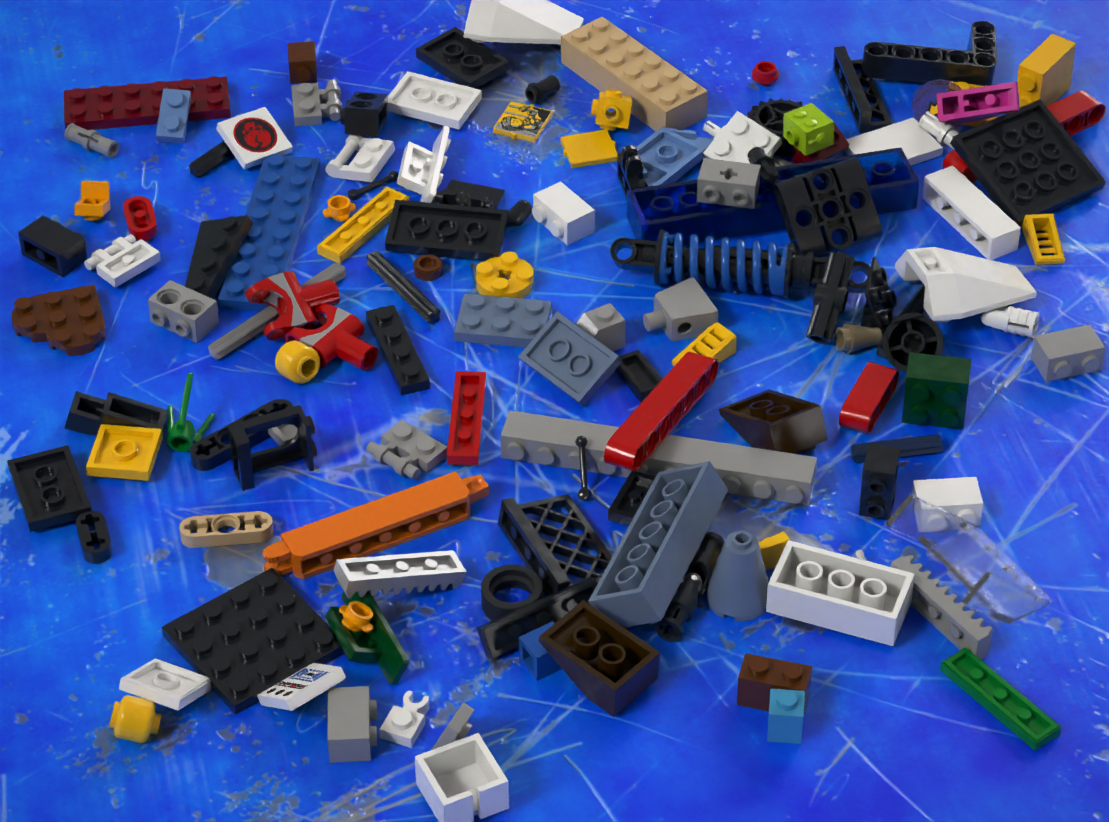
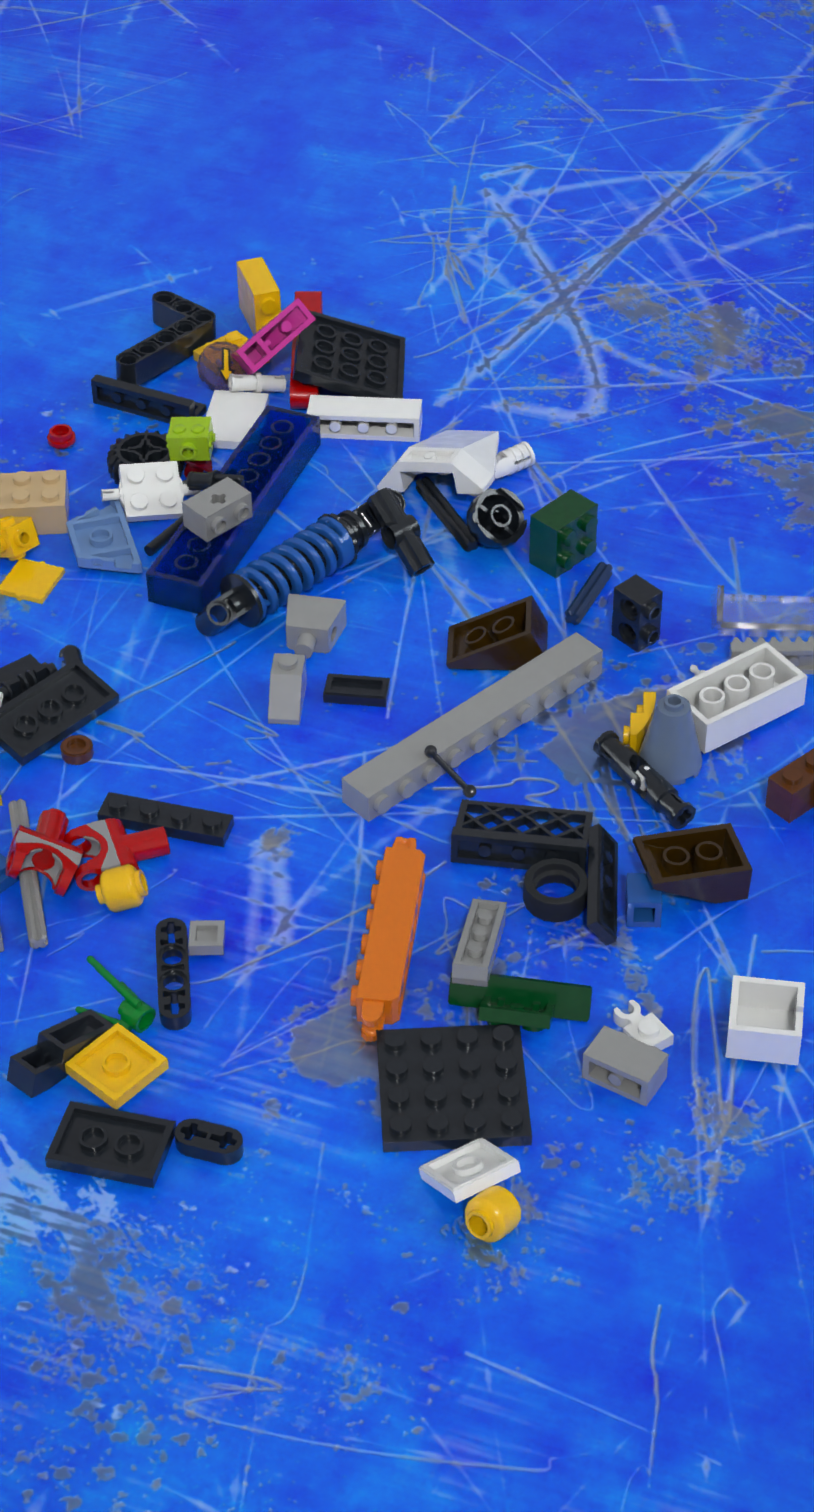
camera: 55 degrees left, 0 degrees up
(215, 522) = (290, 1055): tan beam -> none
(301, 447) = (224, 968): black panel -> none
(301, 686) = (558, 1074): white tile -> none
(357, 616) = (510, 994): light orange plate -> none
(403, 287) = (86, 776): black axle -> none
(412, 446) = (306, 873): light grey plate -> none
(457, 727) = (700, 997): light grey wing -> none
(466, 418) = (307, 815): red plate -> none
(492, 275) = (161, 711): yellow plate -> none
(500, 320) = (200, 737): sand blue plate -> none
(563, 213) = (109, 631): white brick -> none
(570, 358) = (307, 714): sand blue plate -> none
(629, 168) = (111, 573): black hinge -> none
(630, 497) = (509, 762): black plate -> none
(659, 545) = (597, 765): sand blue brick -> none
(661, 411) = (444, 687): red beam -> none
(715, 336) = (370, 635): yellow slope -> none
(839, 183) = (297, 477): black connector -> none
(855, 337) = (444, 549): dark tan cone -> none
(868, 397) = (520, 574): red beam -> none
(879, 299) = (426, 512): black hinge -> none
(954, 495) = (684, 595): white brick -> none
(1045, 223) = (434, 400): yellow slope -> none
(1068, 353) = (577, 453): light grey brick -> none

